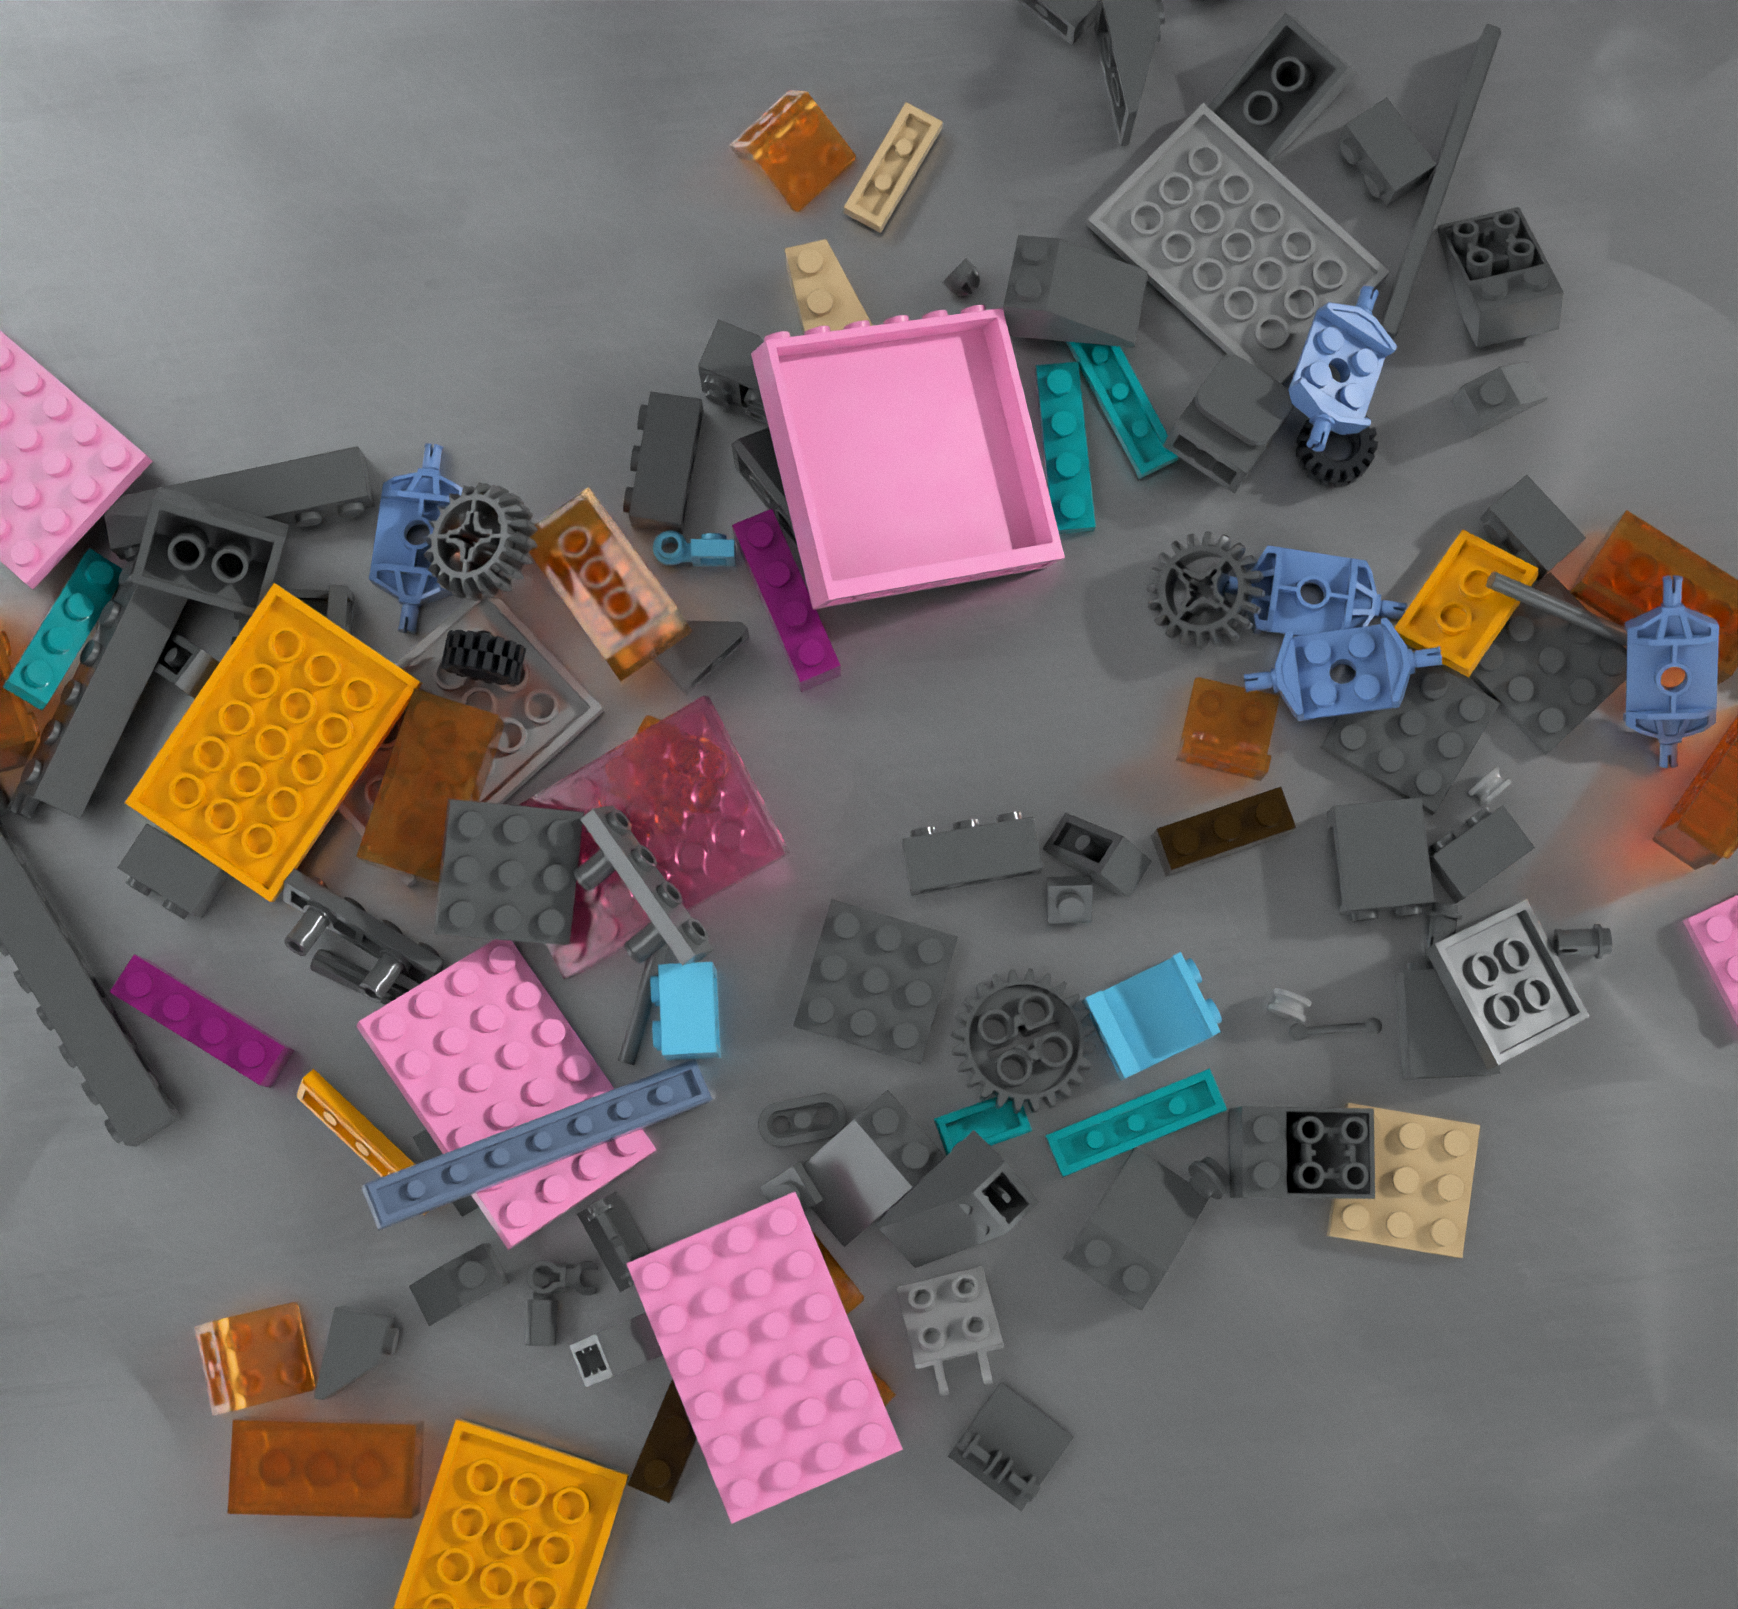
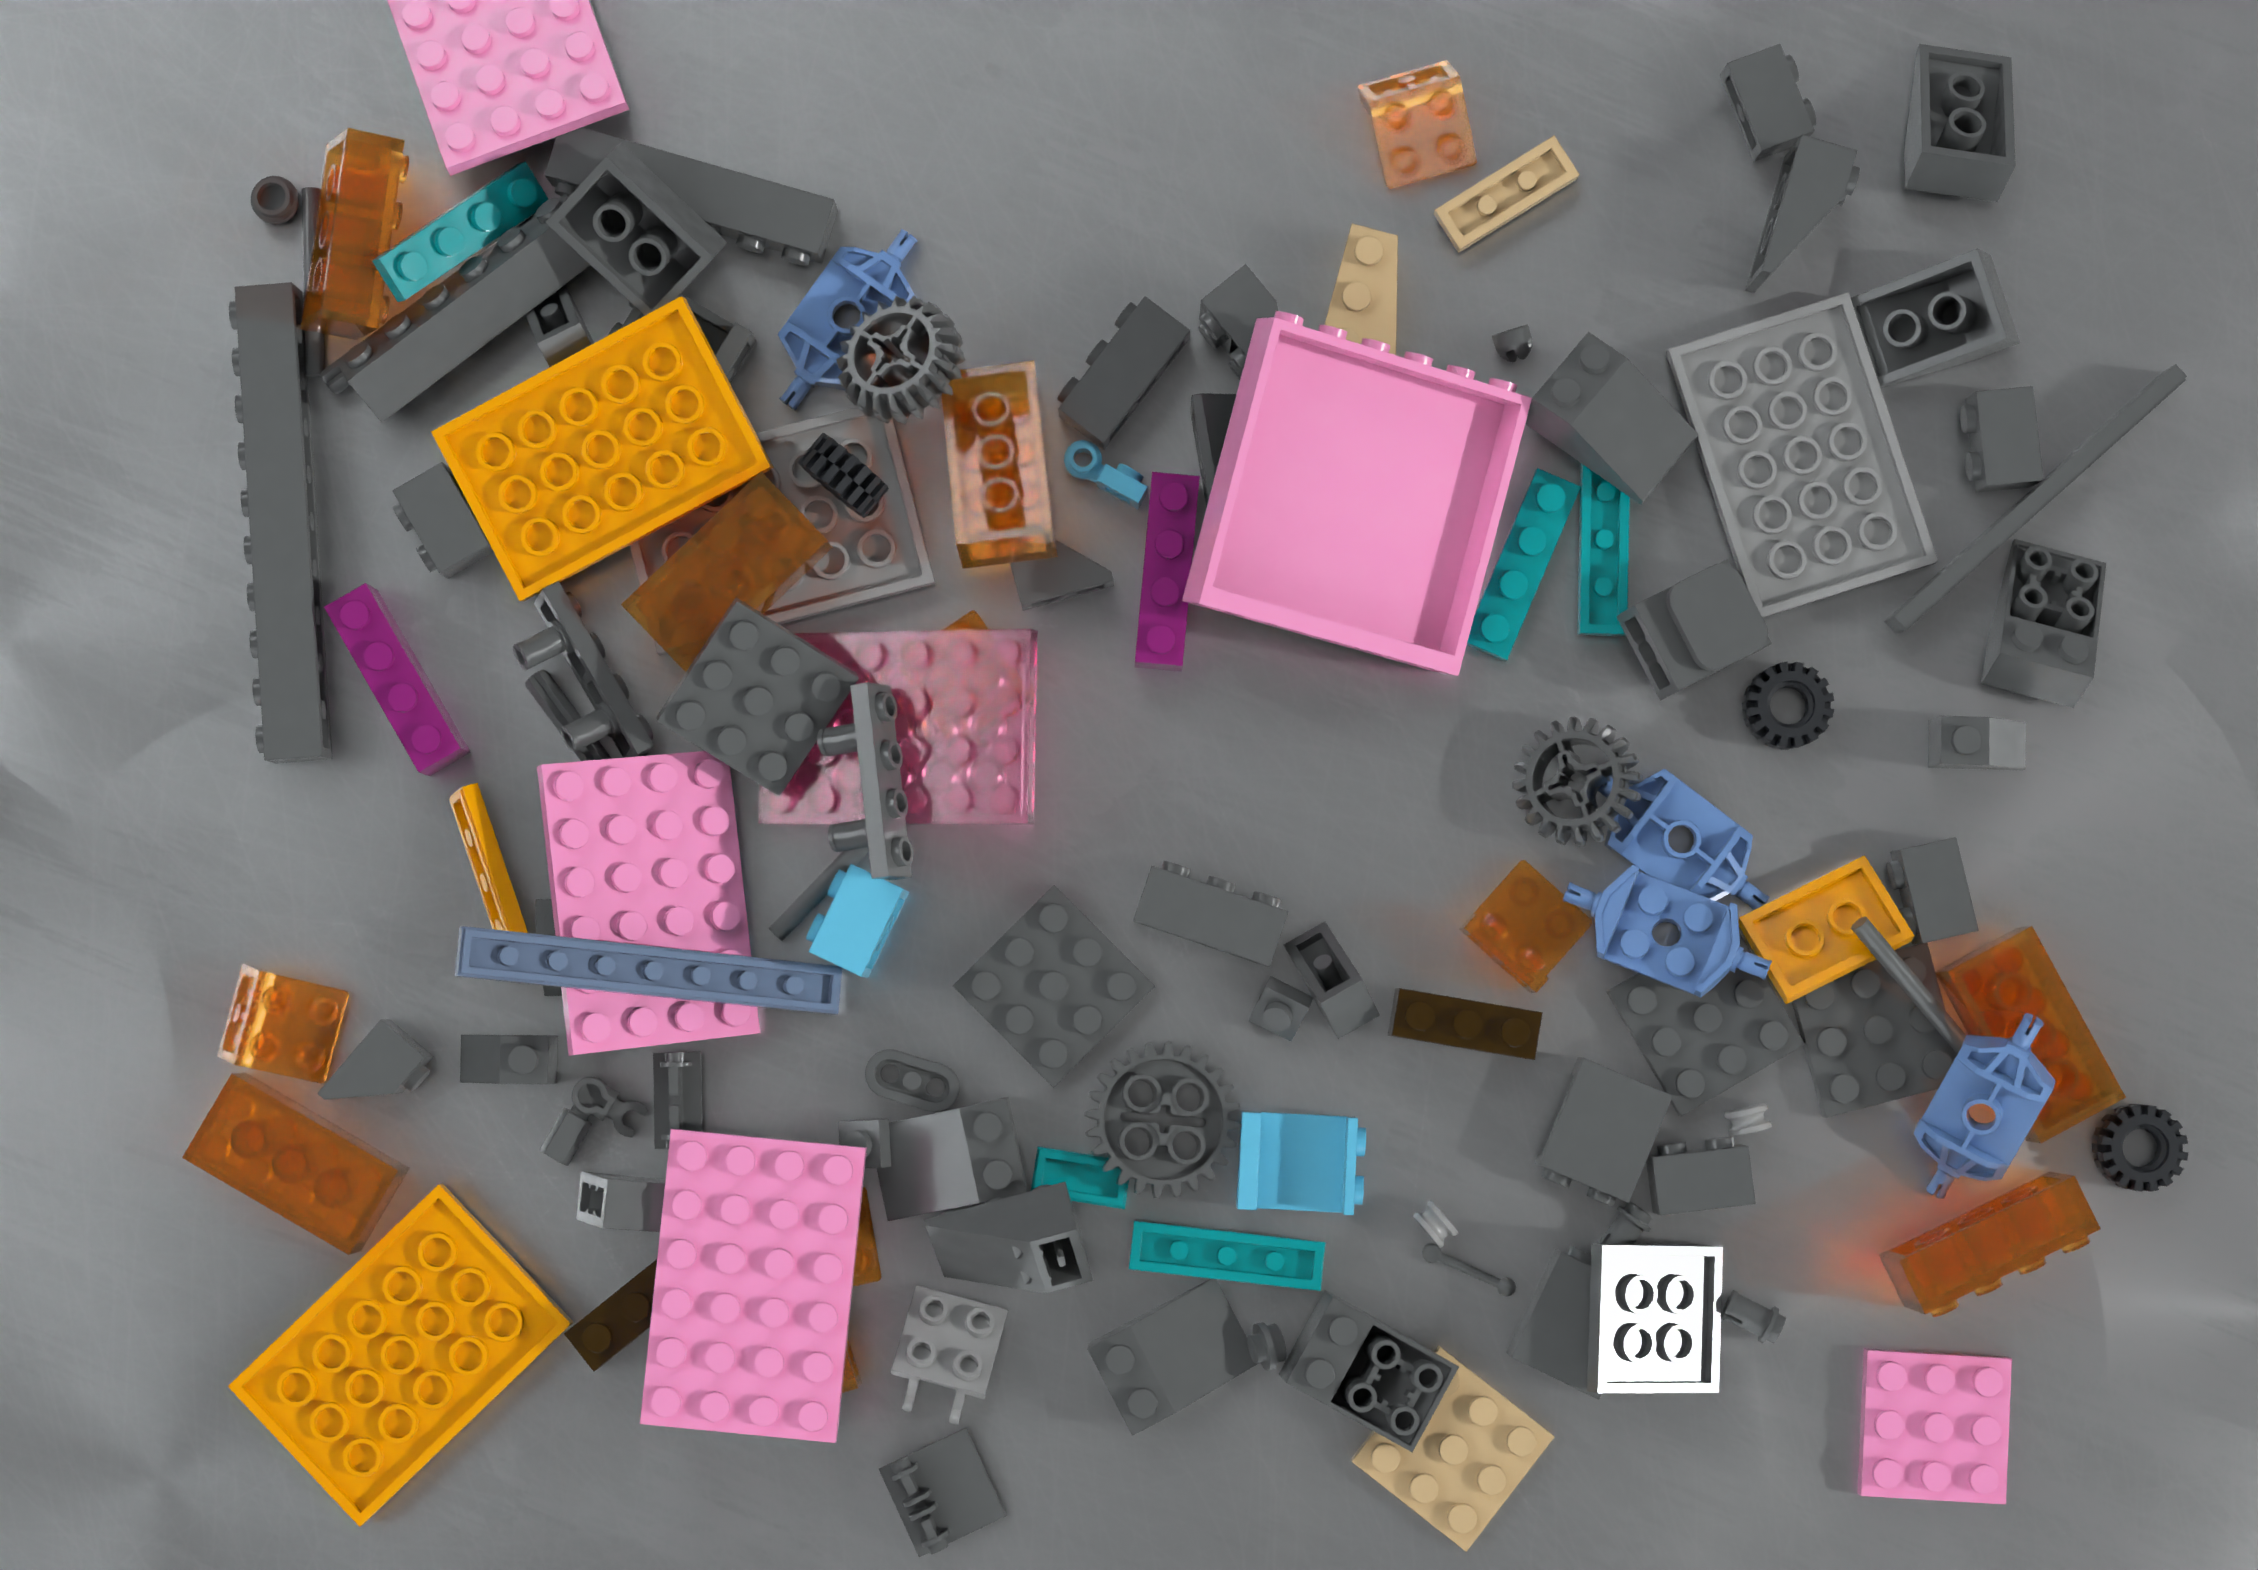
camera: 30 degrees right, 5 degrees up
(1357, 348) = (1859, 621): medium blue plate -> none

